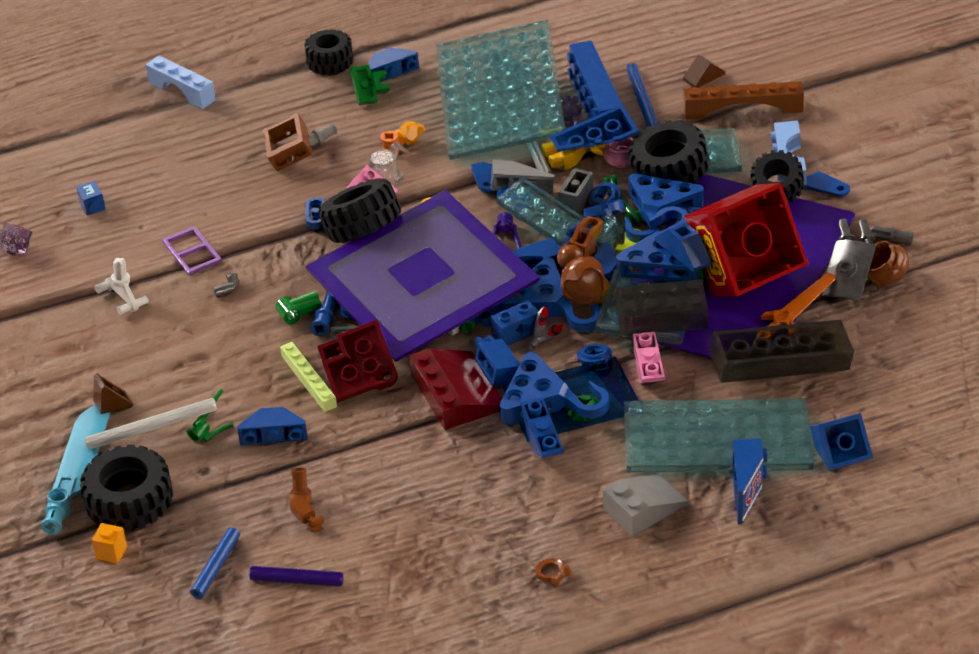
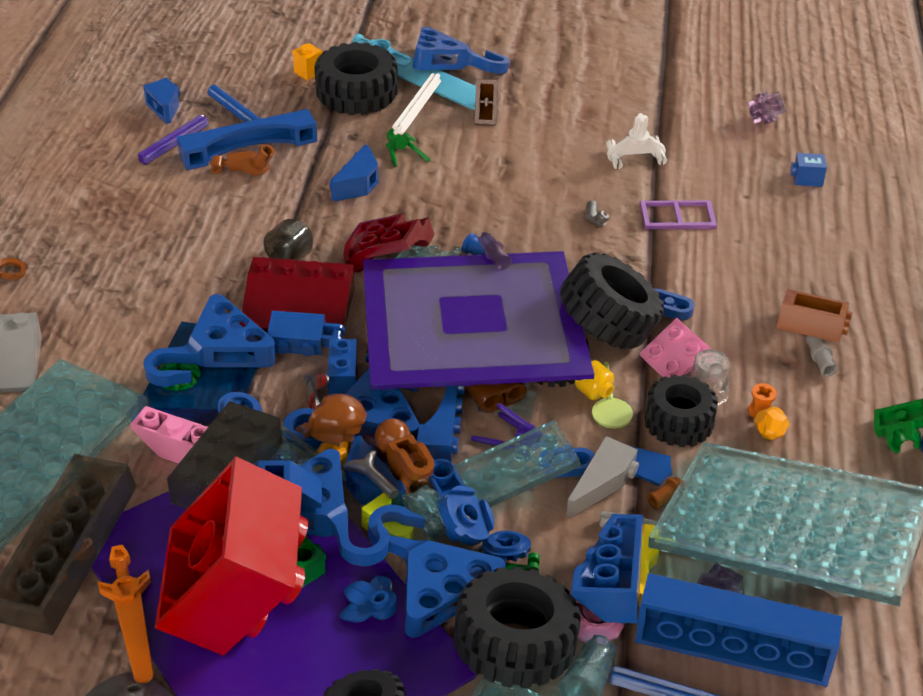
camera: 115 degrees right, 0 degrees up
(36, 444) = (437, 52): none -> blue piece
(242, 611) = (162, 98): none -> blue slope
(292, 309) = (517, 237): green piece -> none
(303, 542) = (292, 128): none -> blue arch
(308, 377) = (440, 218): yellowish green piece -> none
(338, 290) = (494, 250): none -> clear purple axle
(399, 413) = (289, 240): none -> clear smoke piece
(430, 167) = (680, 410): none -> black tyre
(499, 154) = (664, 493): none -> dark orange pin
(540, 428) = (160, 317): blue slope -> none
(576, 189) = (528, 512): flat silver brick -> none
(605, 258) = (366, 467): none -> flat silver piece

